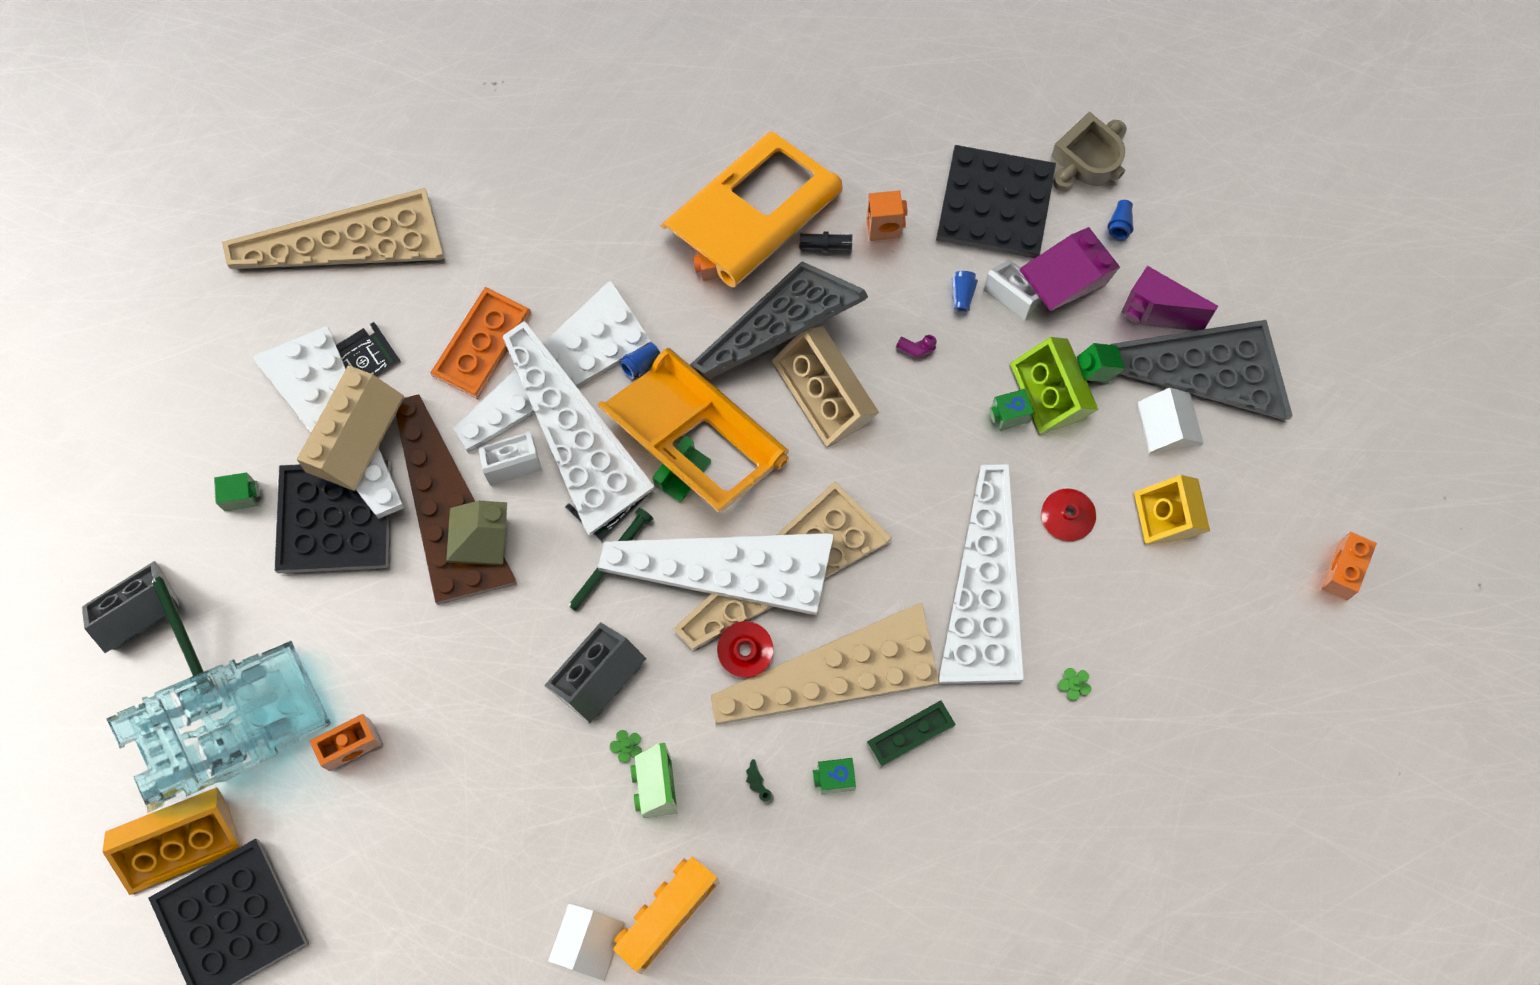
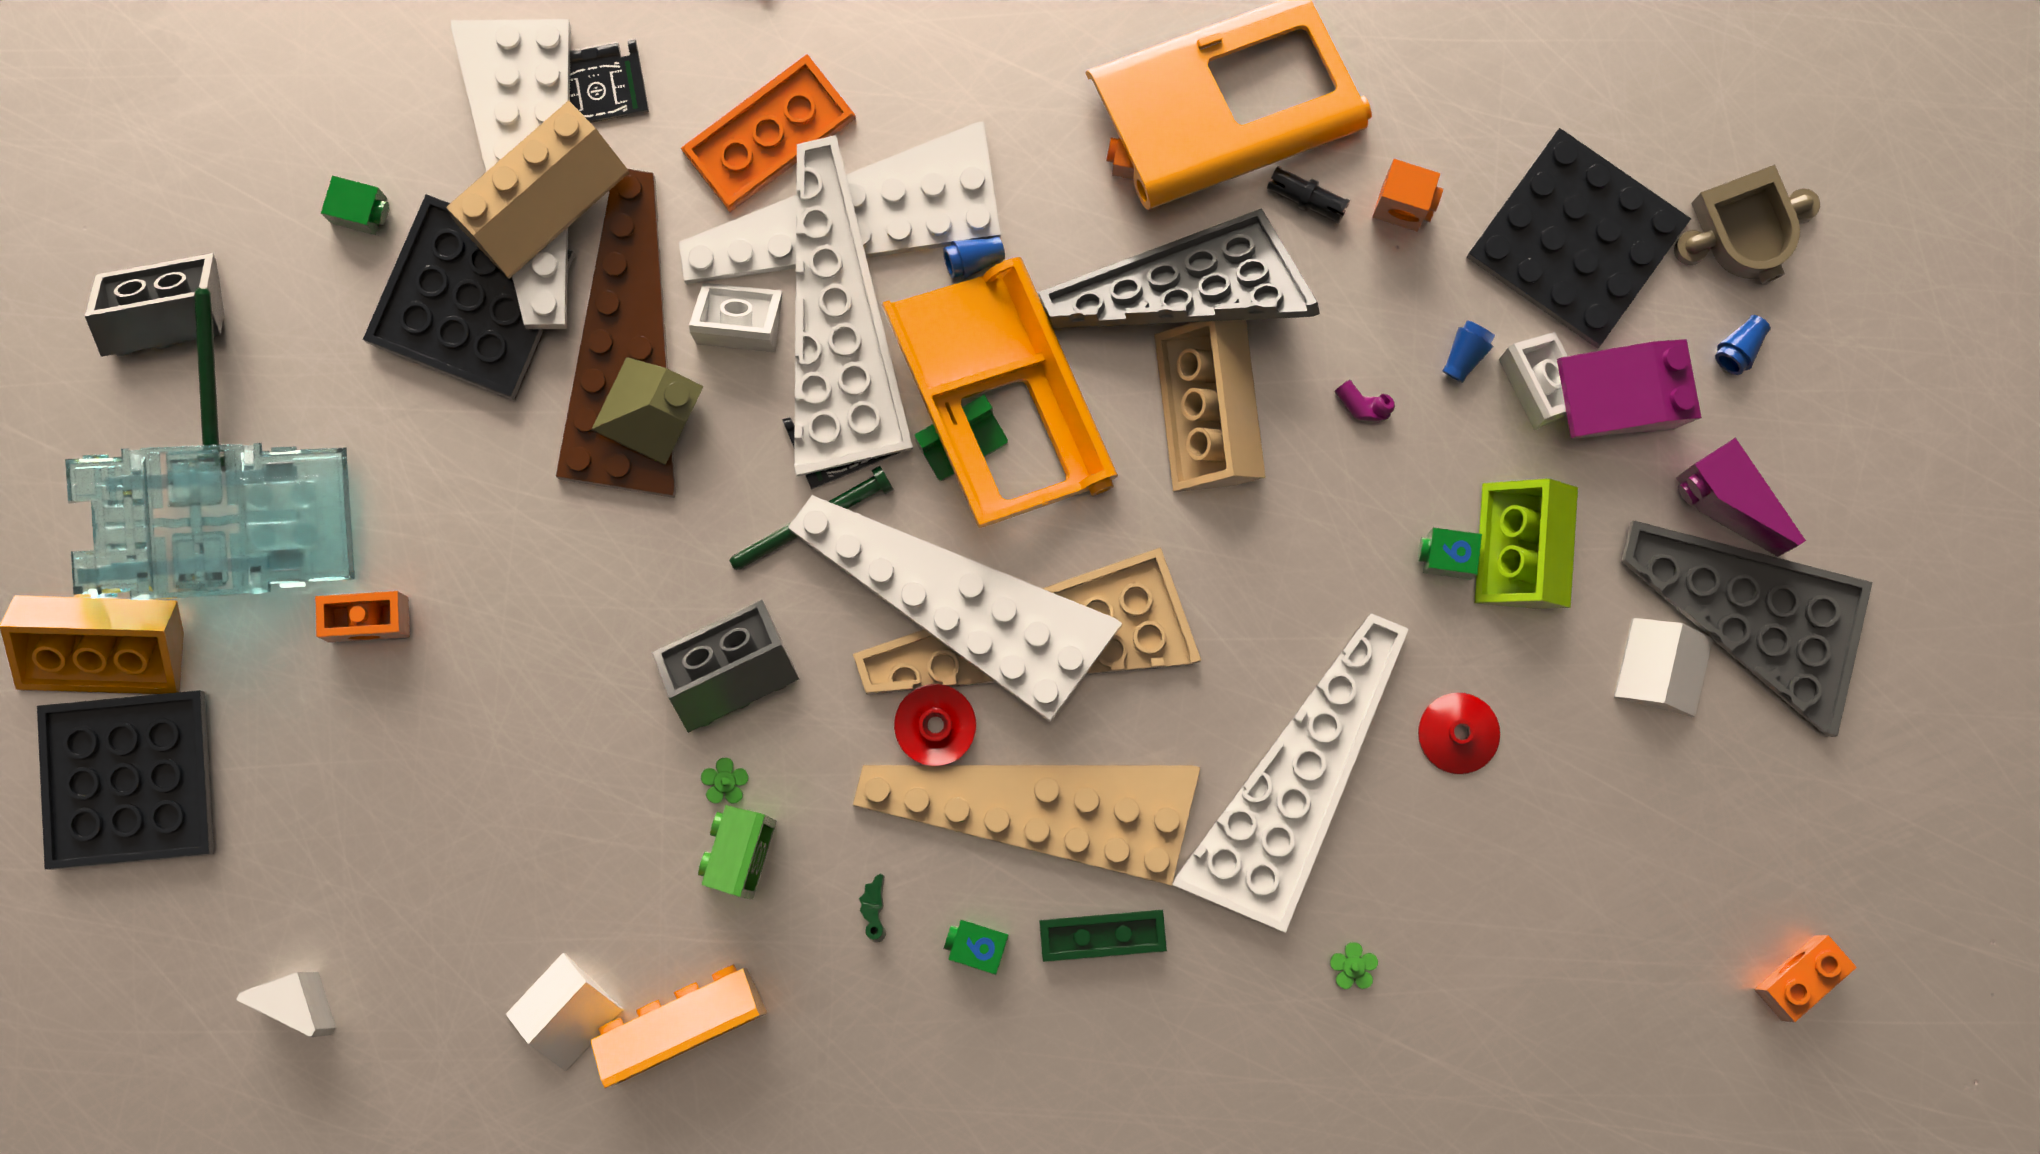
camera: 25 degrees right, 10 degrees up
(1100, 362) = (1606, 542): green brick -> none
(1172, 510) = (1602, 793): yellow slope -> none

